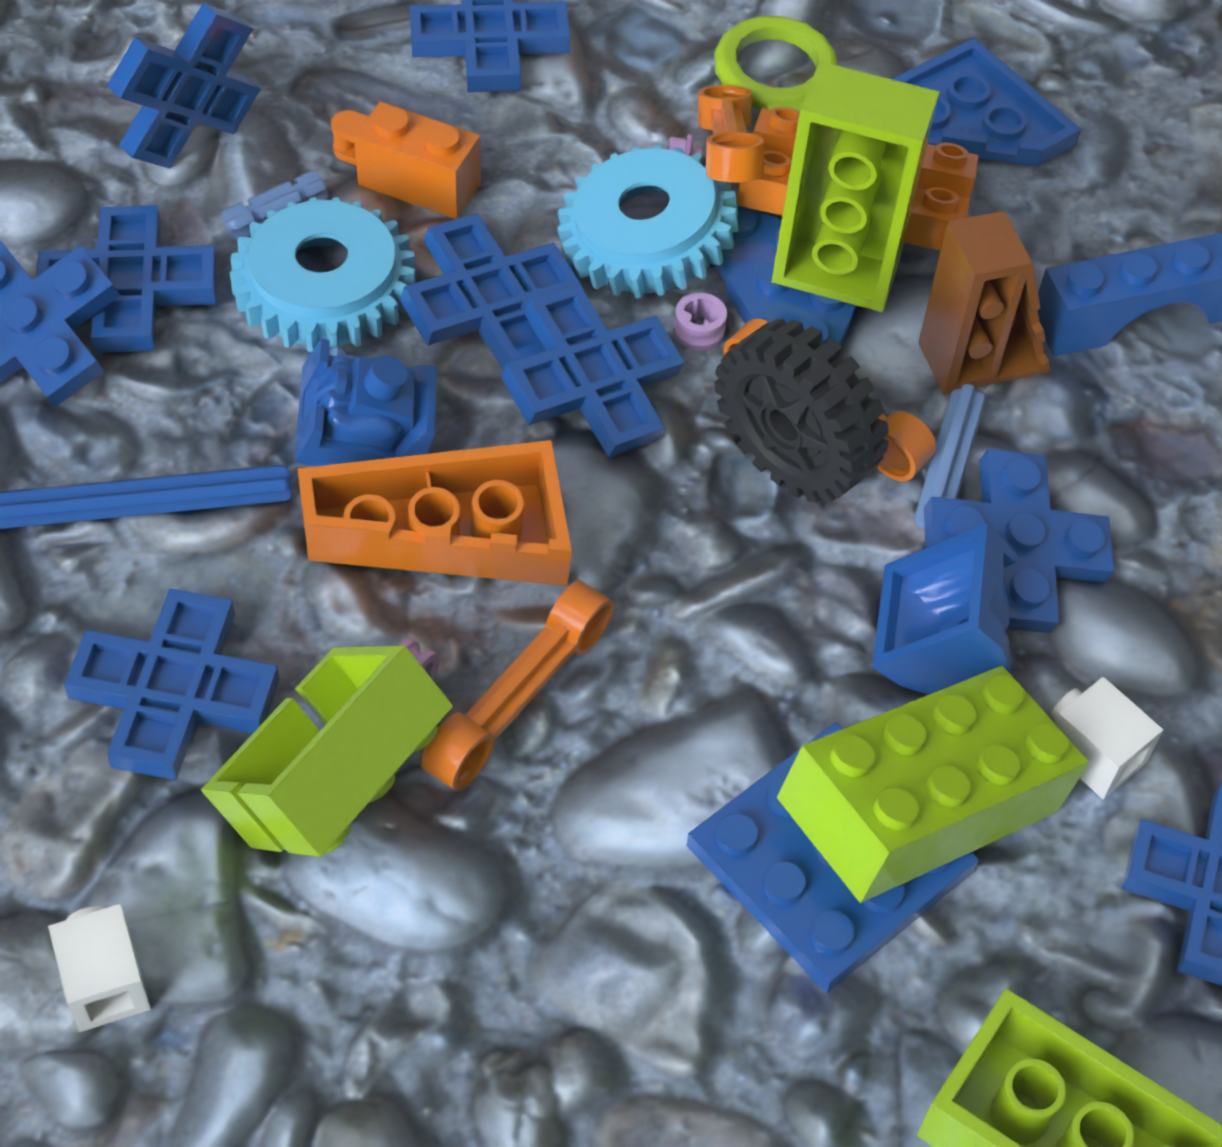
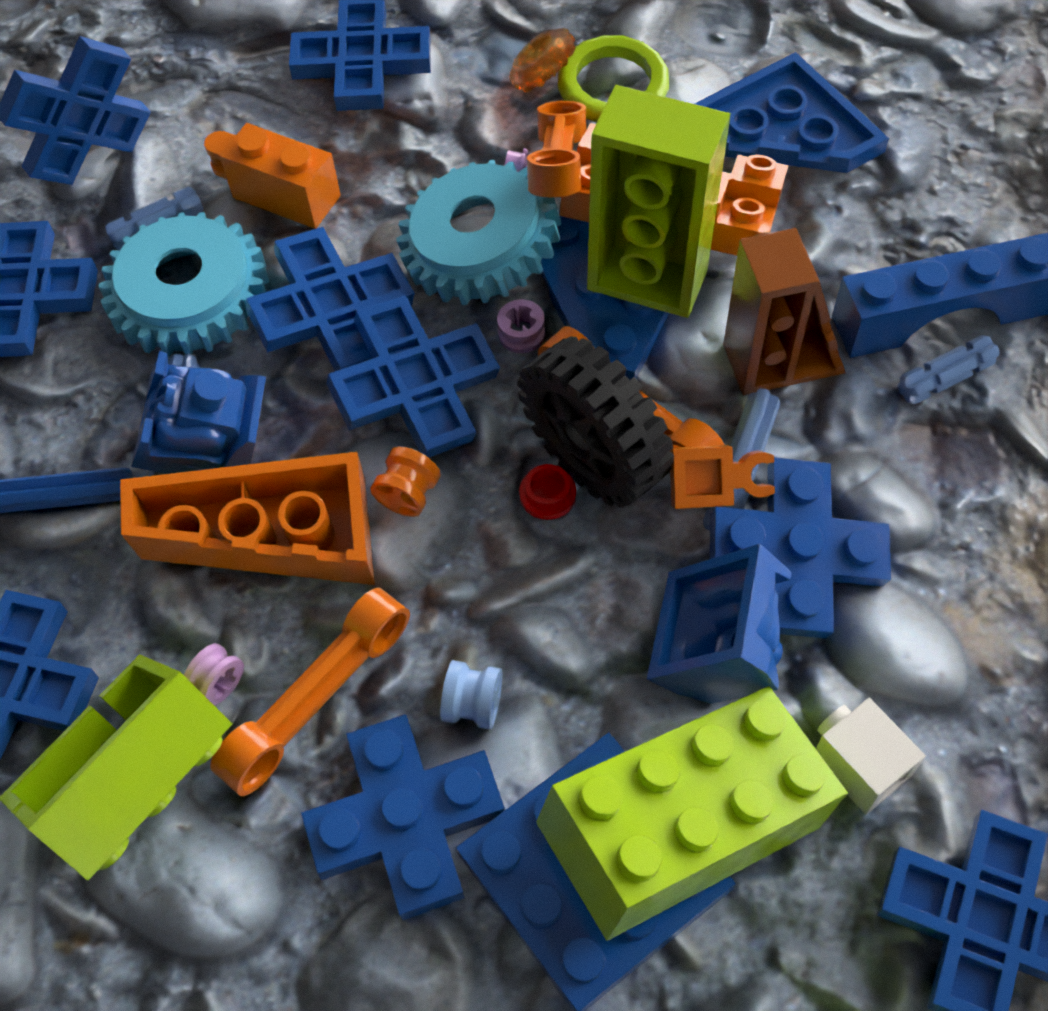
camera: 10 degrees right, 5 degrees up
(594, 477) = (405, 481): none -> orange wheel
(627, 807) = (403, 816): none -> blue plate
(689, 686) = (471, 694): none -> light blue wheel
(696, 39) = (542, 59): none -> clear orange gear
(747, 488) = (547, 492): none -> red plate
(922, 466) = (708, 476): none -> orange plate
(1158, 366) = (948, 369): none -> medium blue axle

